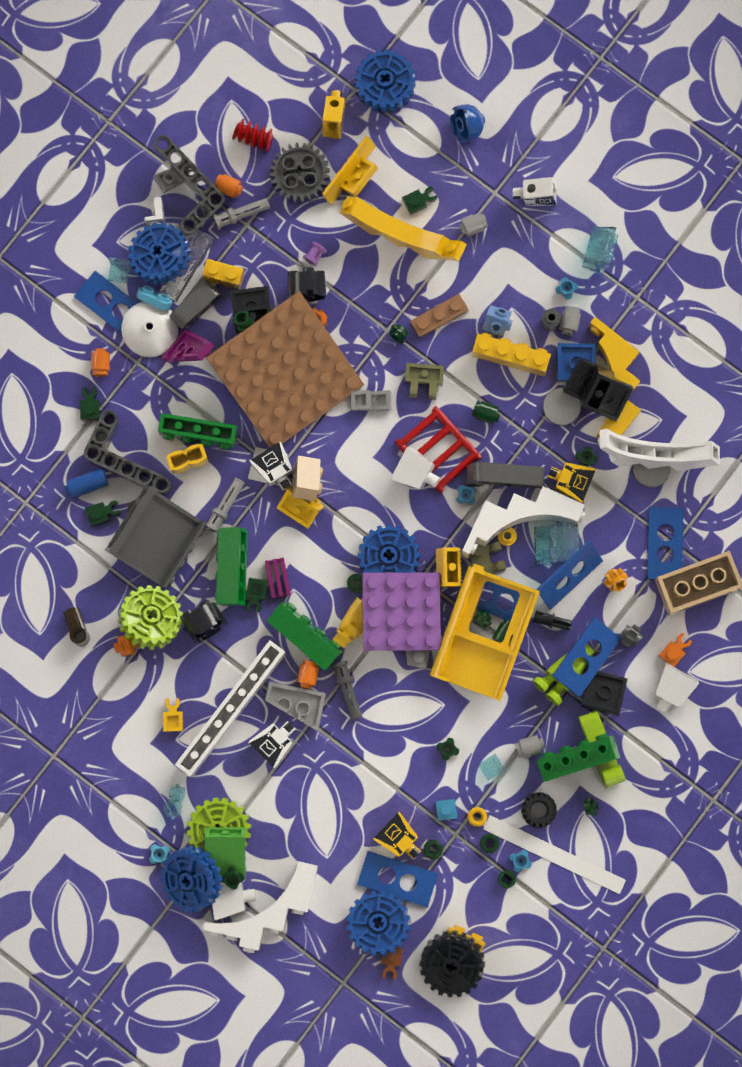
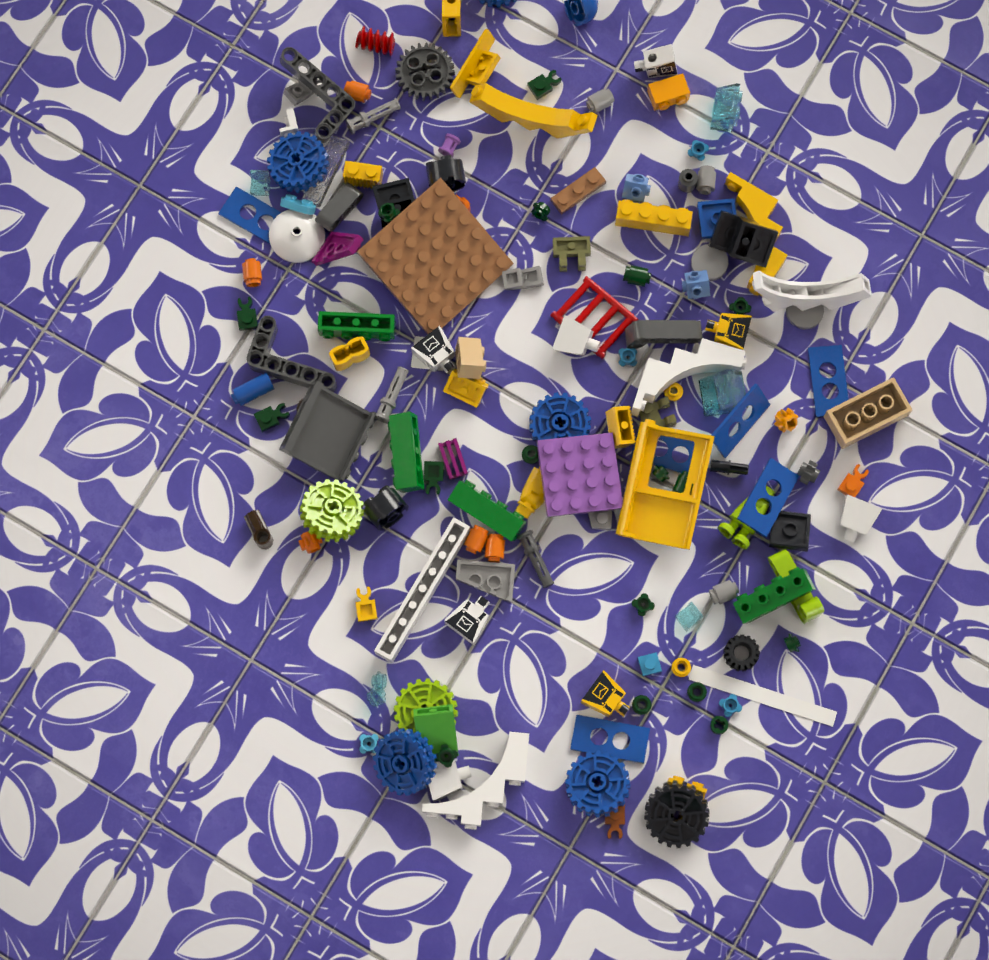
camera: 10 degrees left, 5 degrees down
(290, 663) = (476, 539): none -> orange brick
(544, 224) = (668, 92): none -> light orange brick
(544, 429) = (696, 284): none -> medium blue brick

